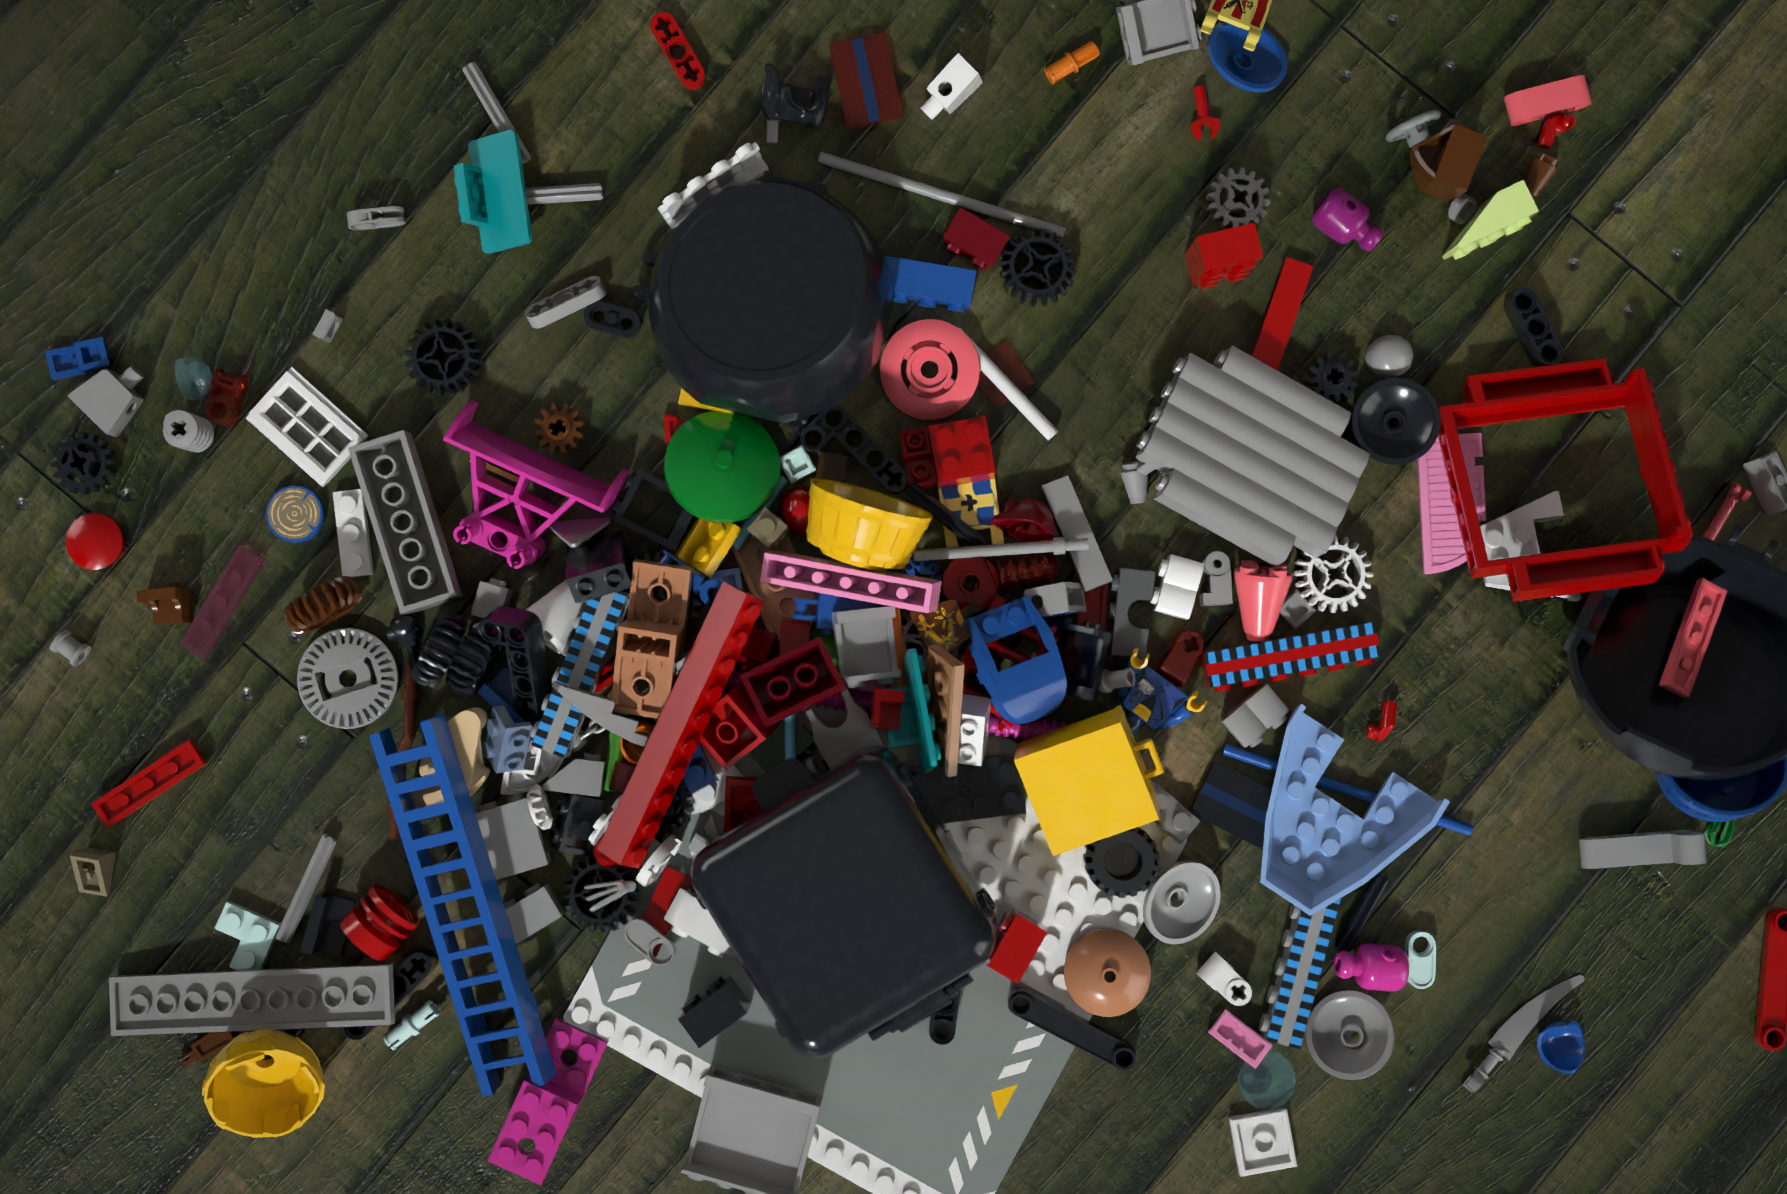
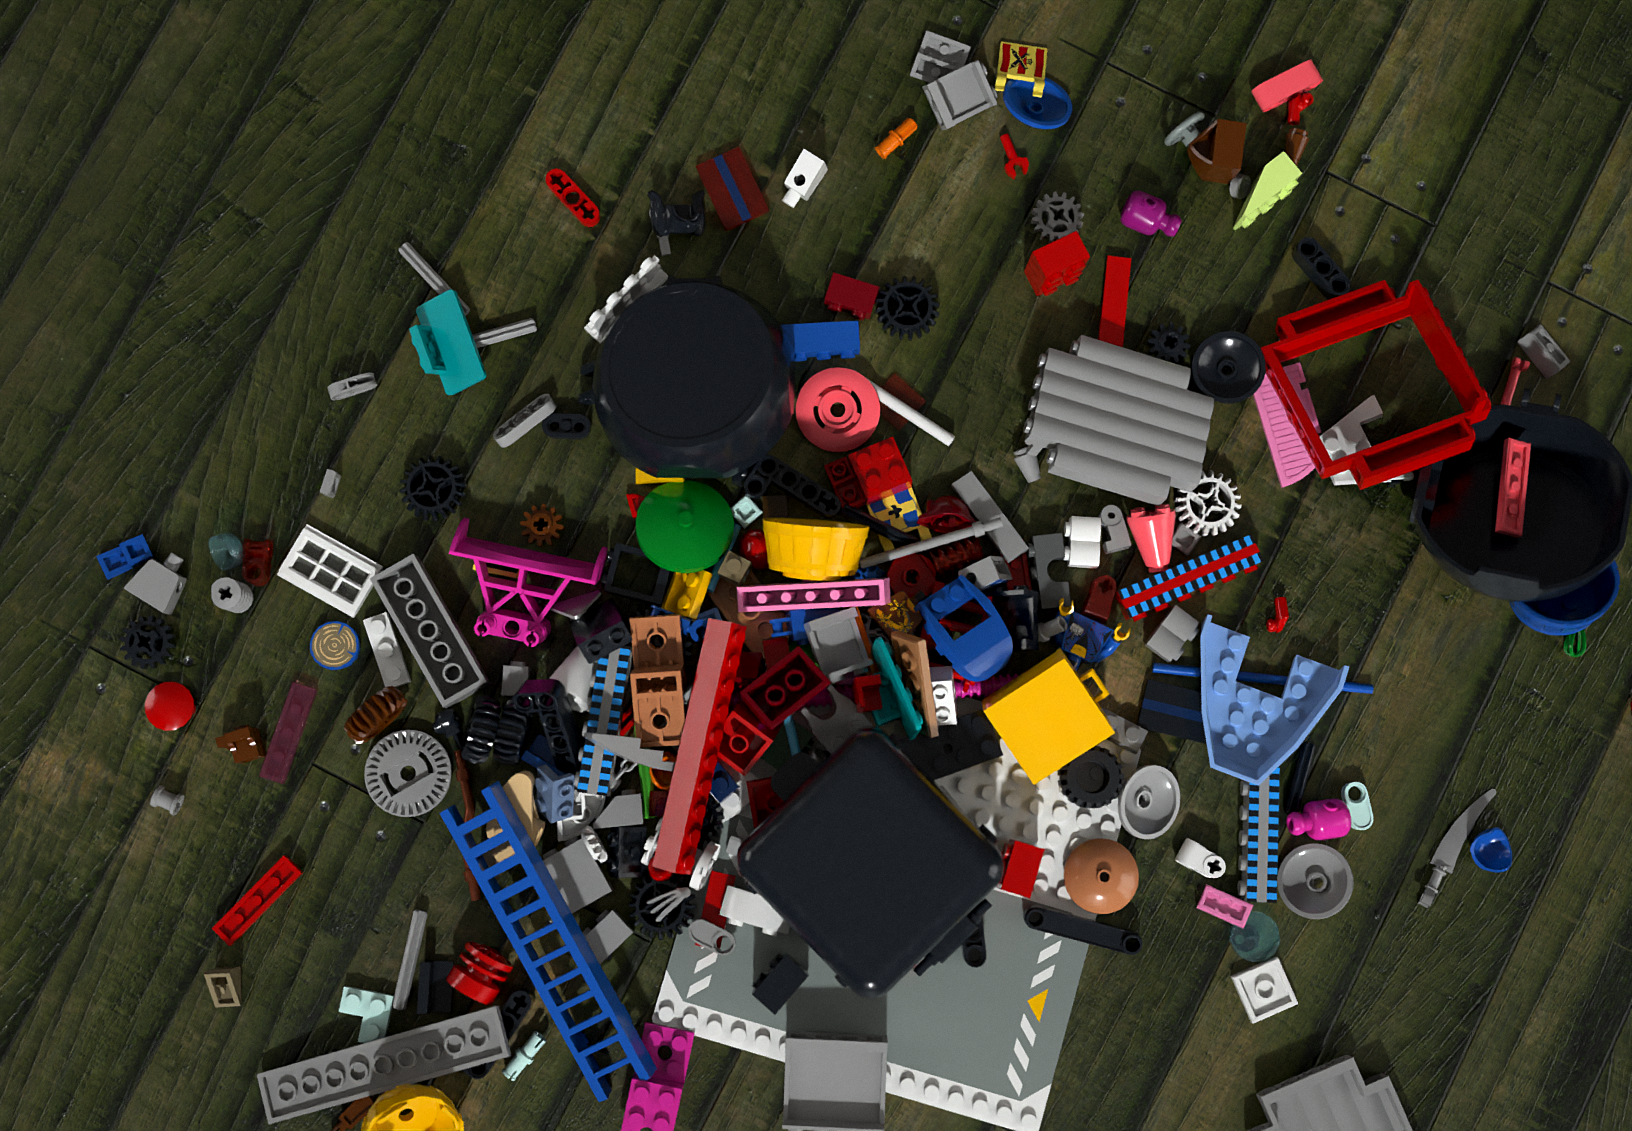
camera: 20 degrees left, 5 degrees down
(940, 194) = (814, 266): light grey piece -> none
(1389, 356) = (1210, 317): light grey hair -> none
(1646, 848) = (1516, 672): light grey beam -> none

